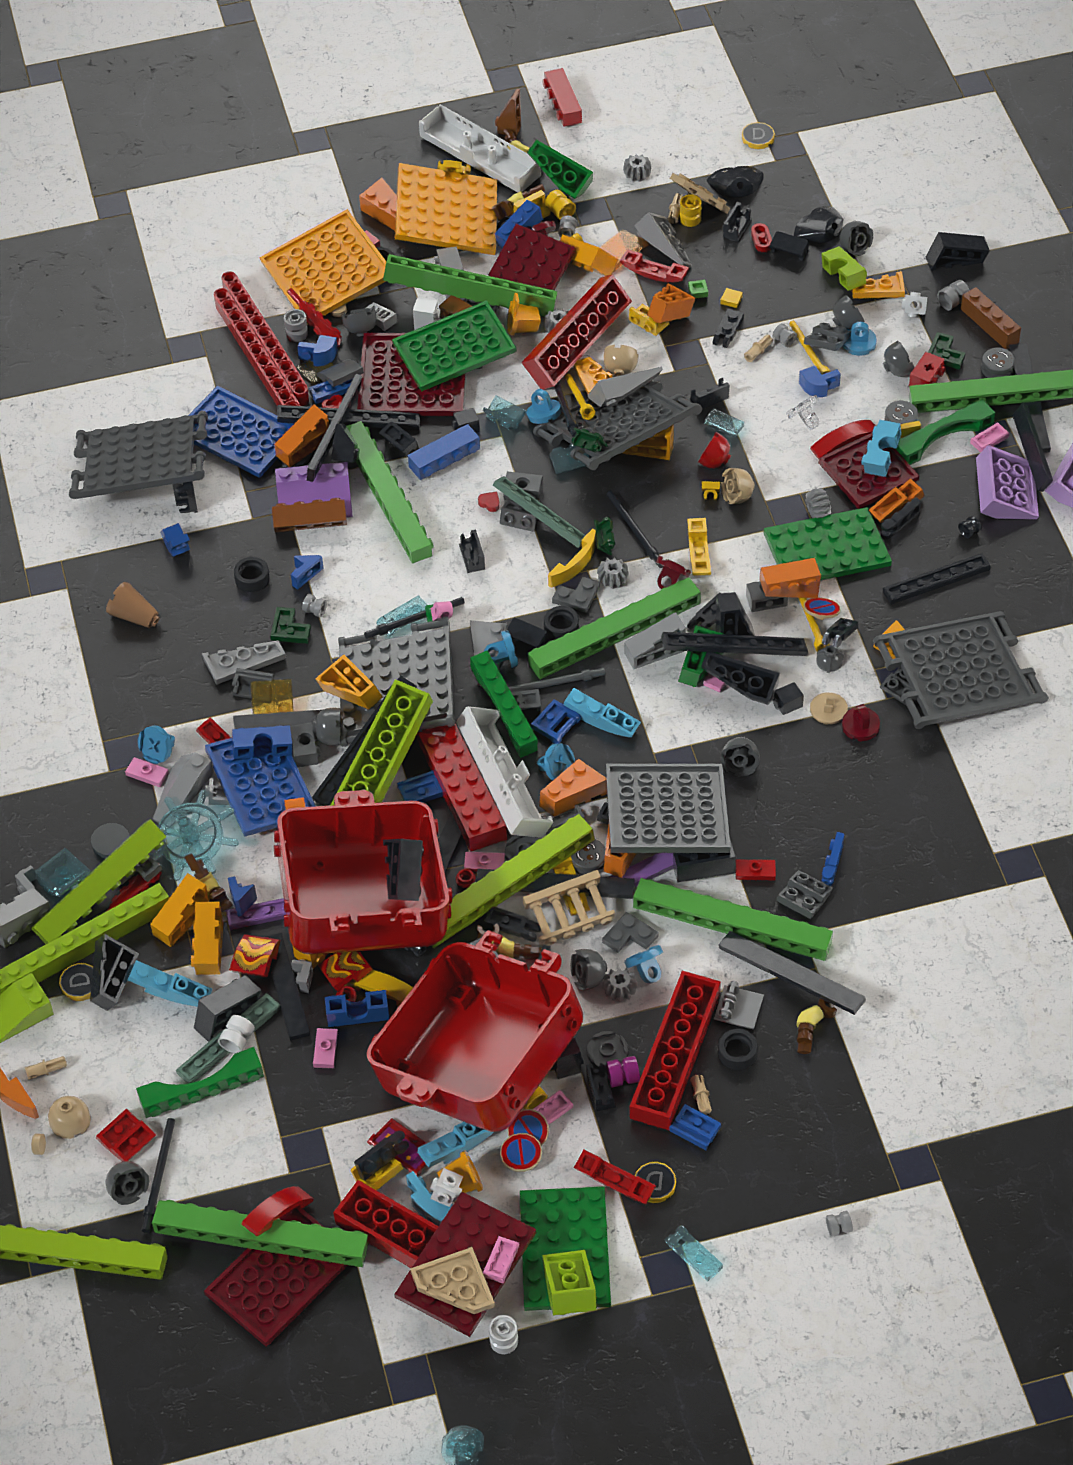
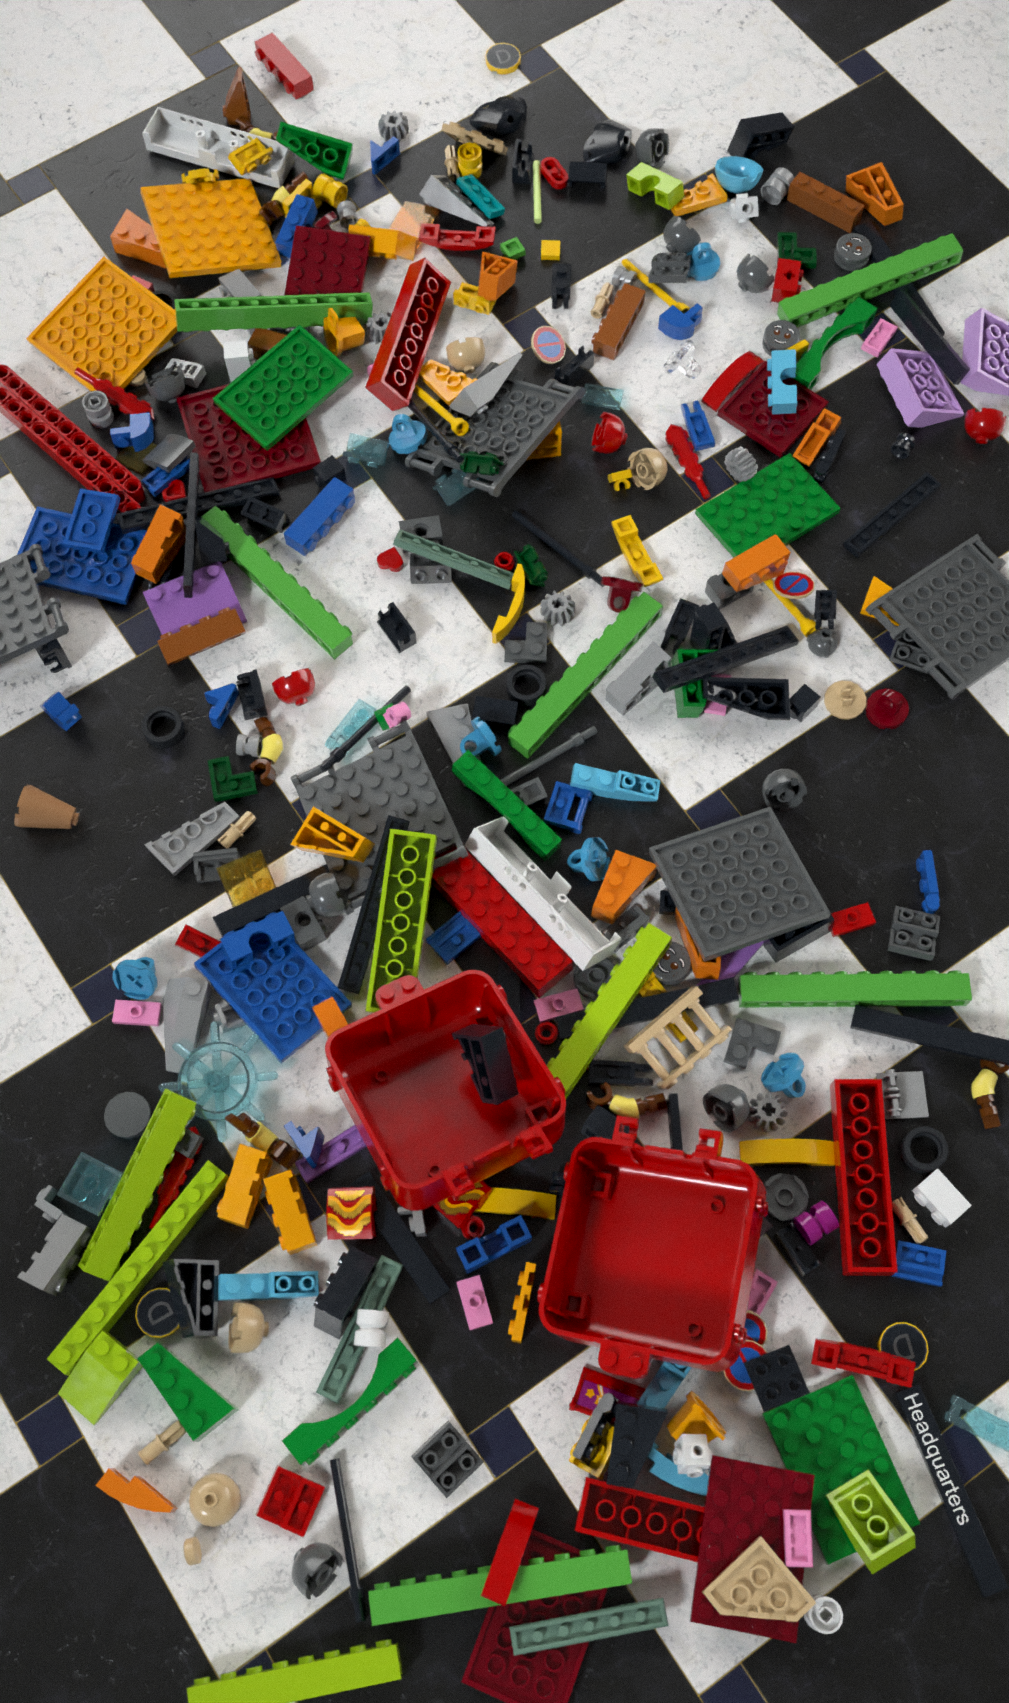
camera: 20 degrees left, 15 degrees up
(80, 1042) = (189, 1396): none -> green wedge
(141, 1008) = (246, 1328): none -> tan cylinder
(256, 406) = (91, 521): none -> blue plate
(257, 1145) = (447, 1459): none -> dark grey slope
(279, 664) = (236, 830): none -> tan axle
(317, 1283) = (588, 1626): none -> sand green tile
(331, 614) = (270, 752): none -> reddish brown piece
(333, 570) = (251, 695): none -> black hinge
(359, 1059) = (521, 1302): none -> light orange wing
(369, 572) = (295, 687): none -> red cylinder
(404, 1163) = (632, 1440): none -> black wedge
(502, 161) = (250, 156): none -> yellow bracket
(540, 1167) = (776, 1378): none -> black hinge
(584, 525) = (504, 557): none -> red plate
(618, 188) = (383, 155): none -> blue slope
(623, 1016) = (787, 1152): none -> yellow slope
(647, 1290) = (951, 1491): none -> black tile
(688, 240) = (480, 196): none -> teal plate
(694, 370) = (548, 344): none -> piece
(734, 1086) = (940, 1198): none -> white brick
(740, 249) = (537, 192): none -> yellowish green bar
(764, 368) = (618, 321): none -> dark orange brick
(777, 490) = (683, 449): none -> red sword
(796, 467) = (698, 427): none -> blue hinge
(921, 276) = (737, 173): none -> medium azure cylinder
(1039, 321) = (876, 192): none -> orange wedge
(1048, 527) = (984, 425): none -> red cylinder

